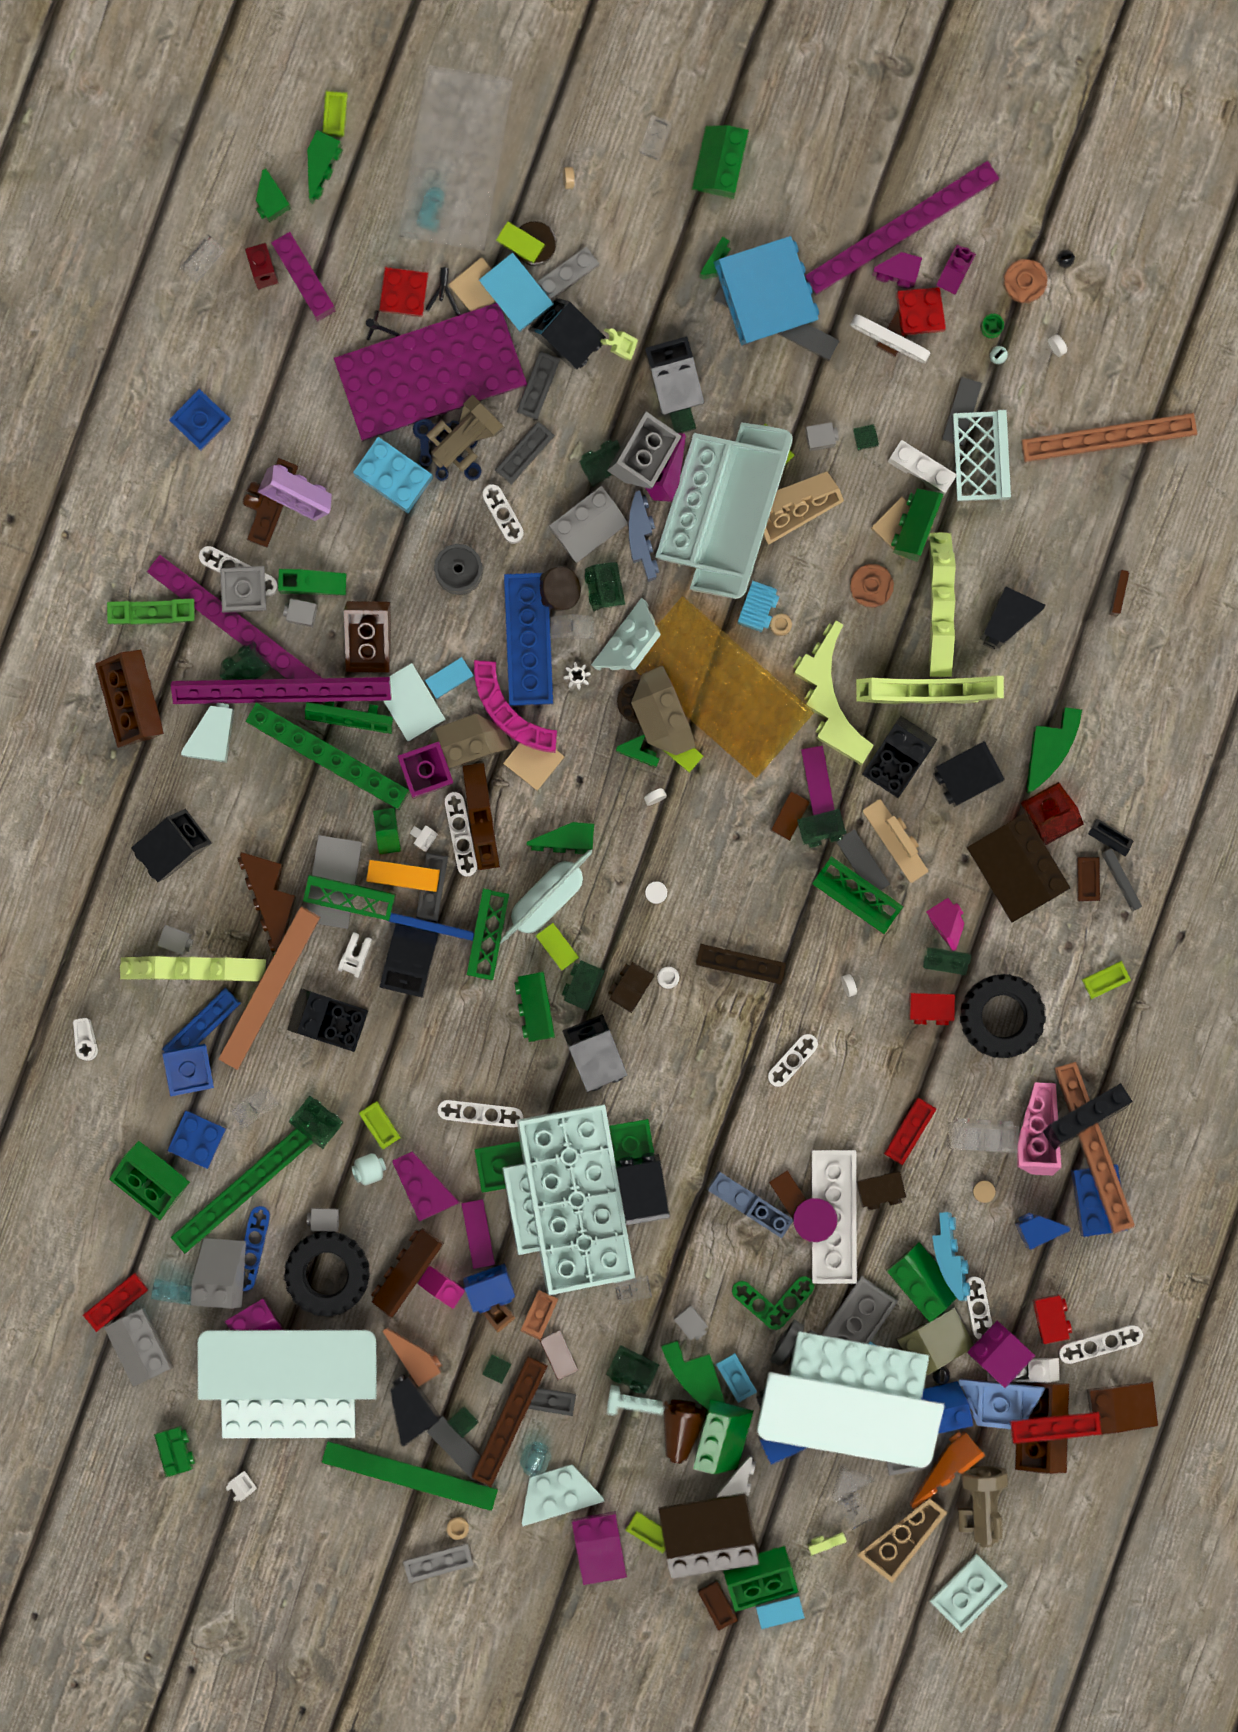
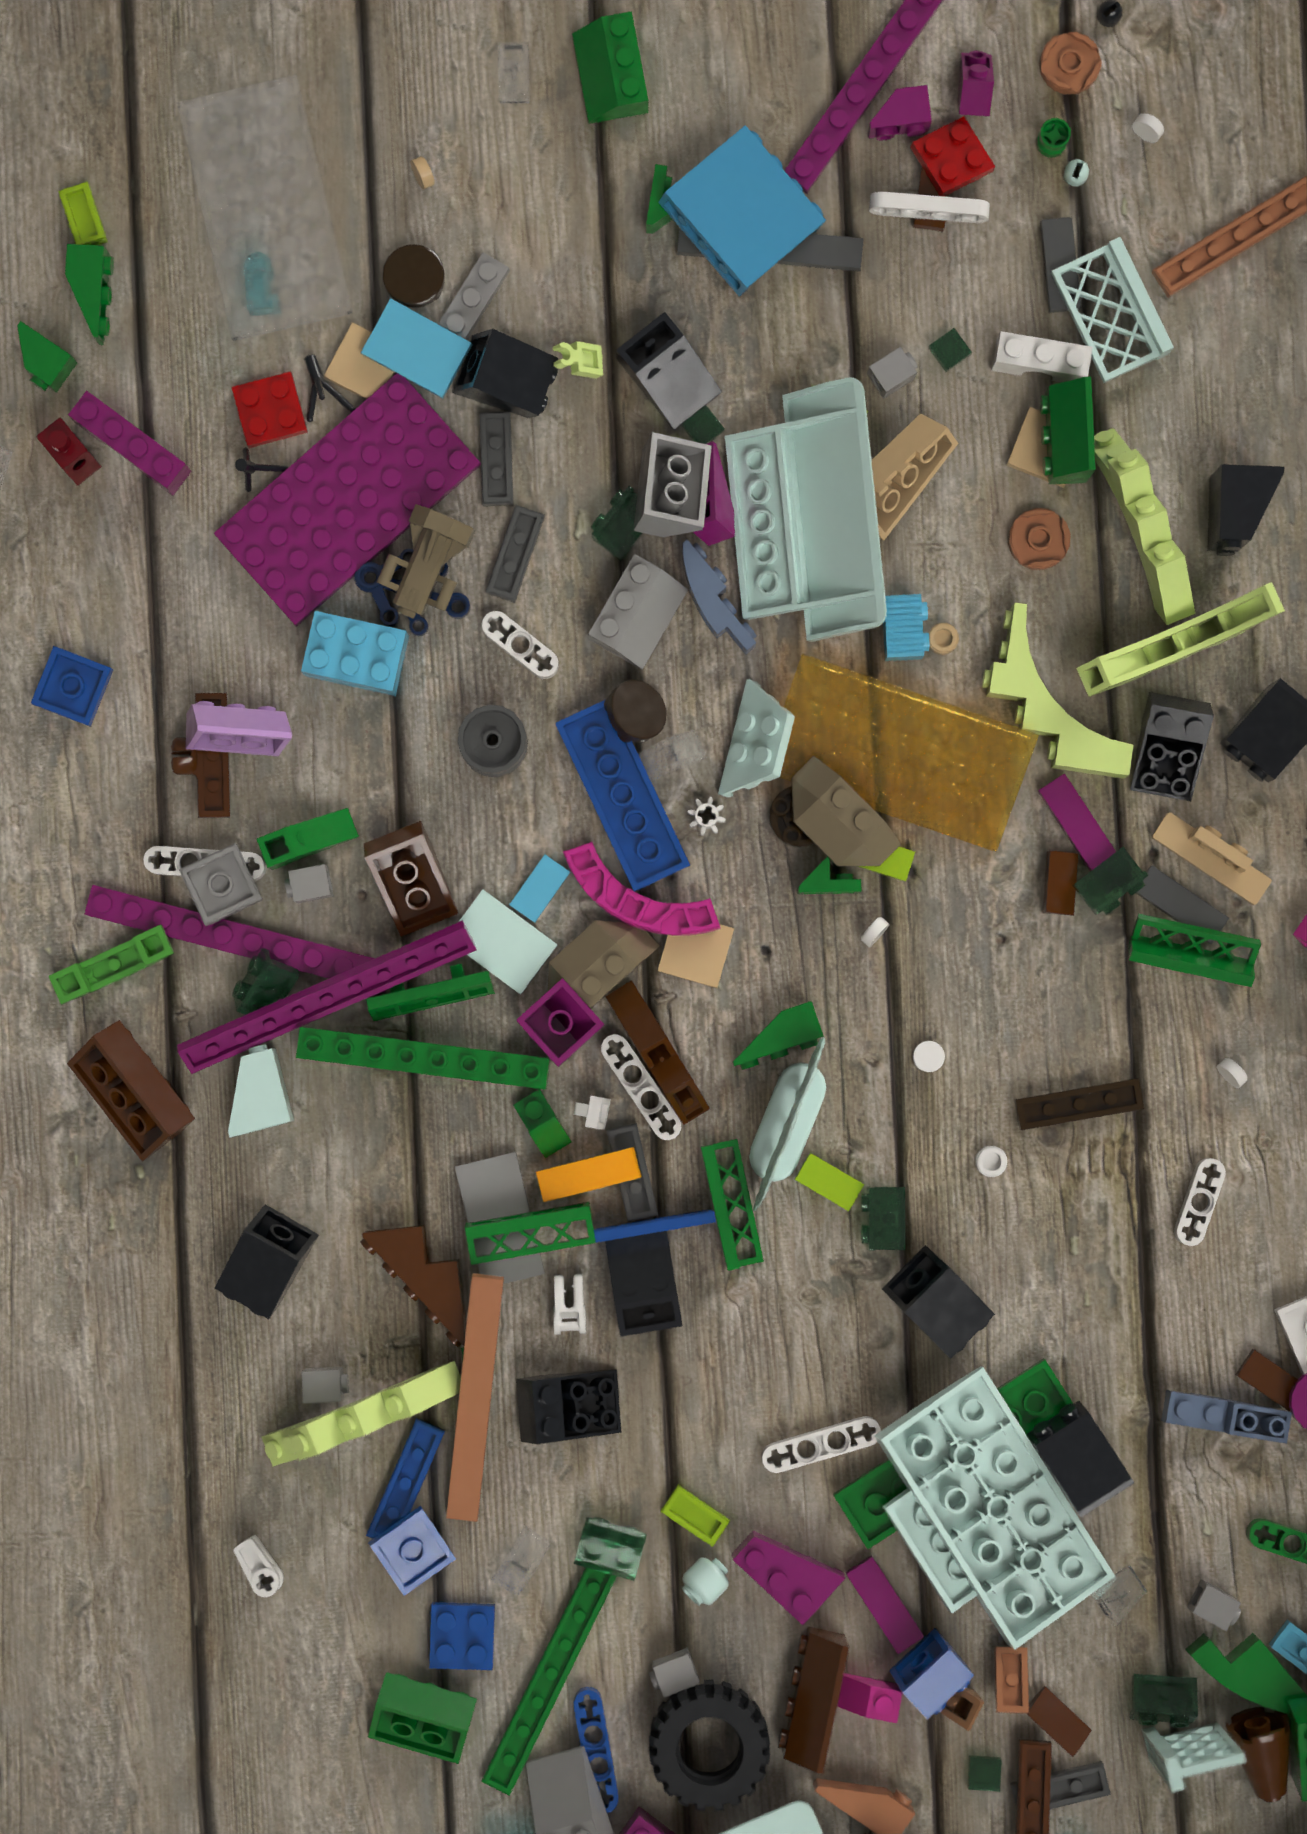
camera: 20 degrees left, 0 degrees up
(520, 242) = (395, 281): lime tile -> none
(535, 1007) = (835, 1275): green slope -> none
(604, 586) = (692, 683): clear green bracket -> none
(631, 986) = (949, 1194): dark brown brick -> none

